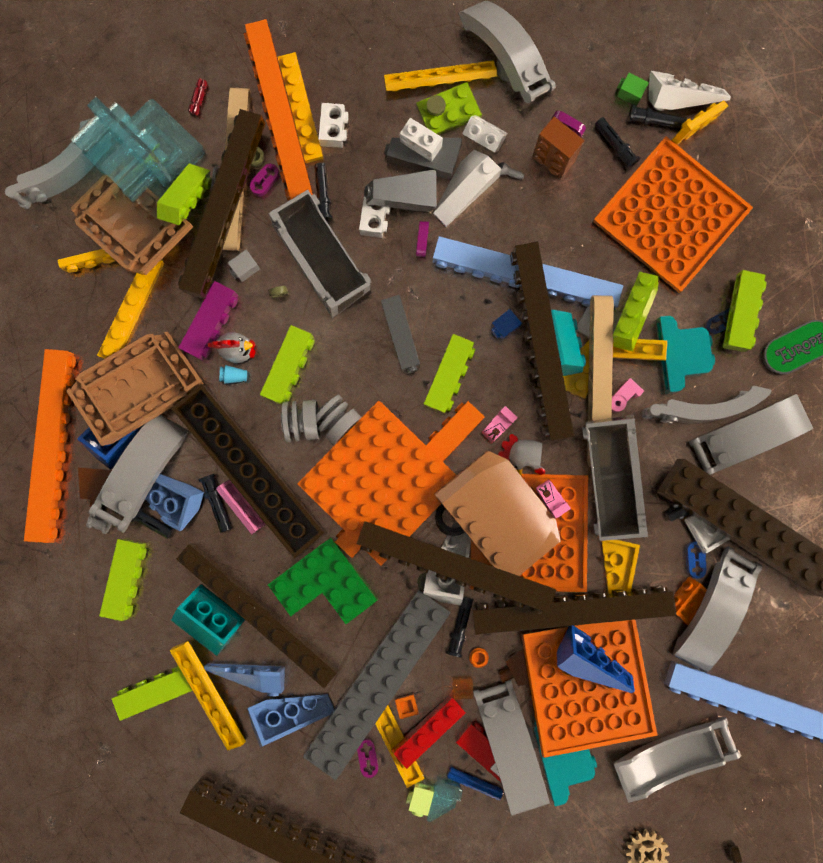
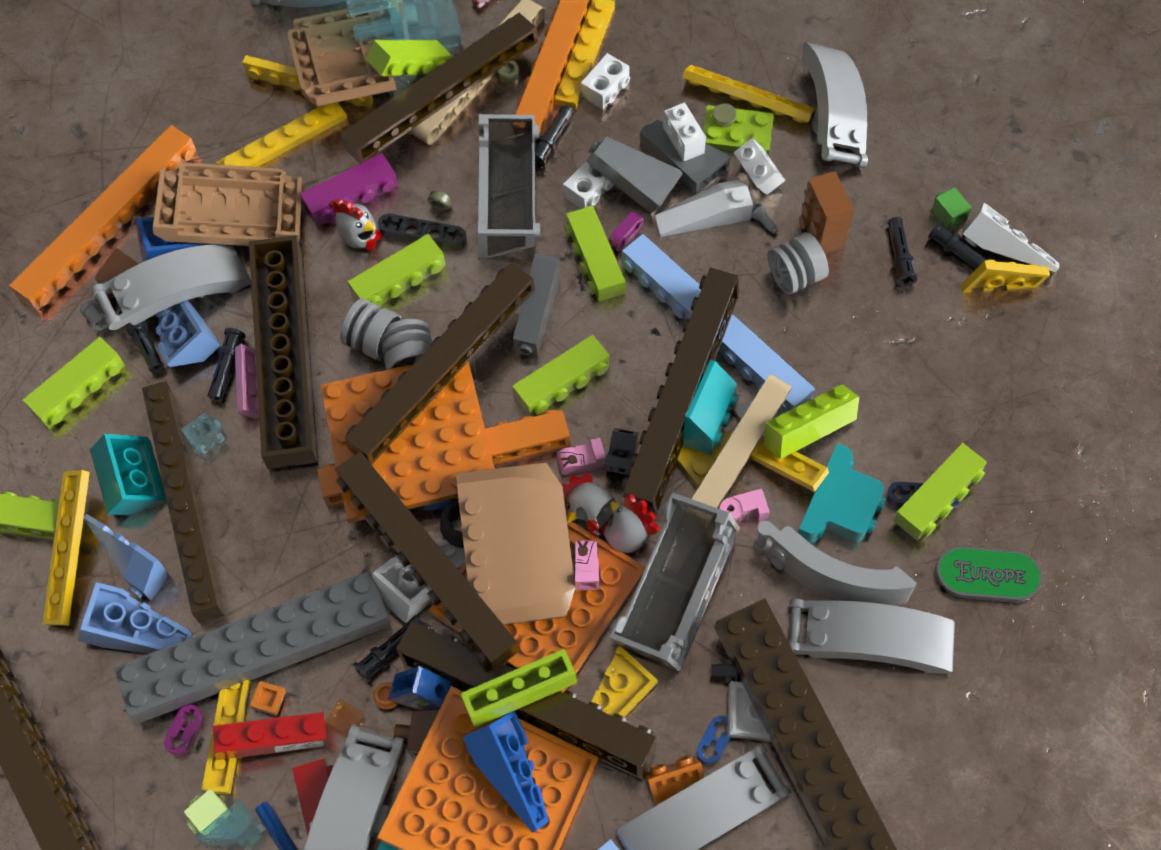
camera: 30 degrees right, 20 degrees down
(231, 566) = (204, 443): none -> clear light blue brick
(232, 375) = (335, 252): medium azure cone -> none
(243, 266) = (422, 159): light grey brick -> none
(261, 176) = (501, 95): magenta beam -> none
(281, 324) = (424, 227): none -> black beam
(325, 572) = (283, 499): green piece -> none
(372, 421) = (440, 363): none -> dark brown brick
(412, 268) = (595, 254): none -> lime brick
(505, 325) = (655, 360): blue brick -> none
(509, 642) = (419, 689): none -> blue torso
(523, 405) = (621, 450): none -> black brick
(557, 196) = (798, 263): none -> light grey wheel
(564, 456) = (629, 525): none -> light grey piece
(573, 124) = (862, 210): magenta beam -> none
(575, 617) = (519, 688): none -> lime brick
(672, 214) = (921, 354): orange plate -> none

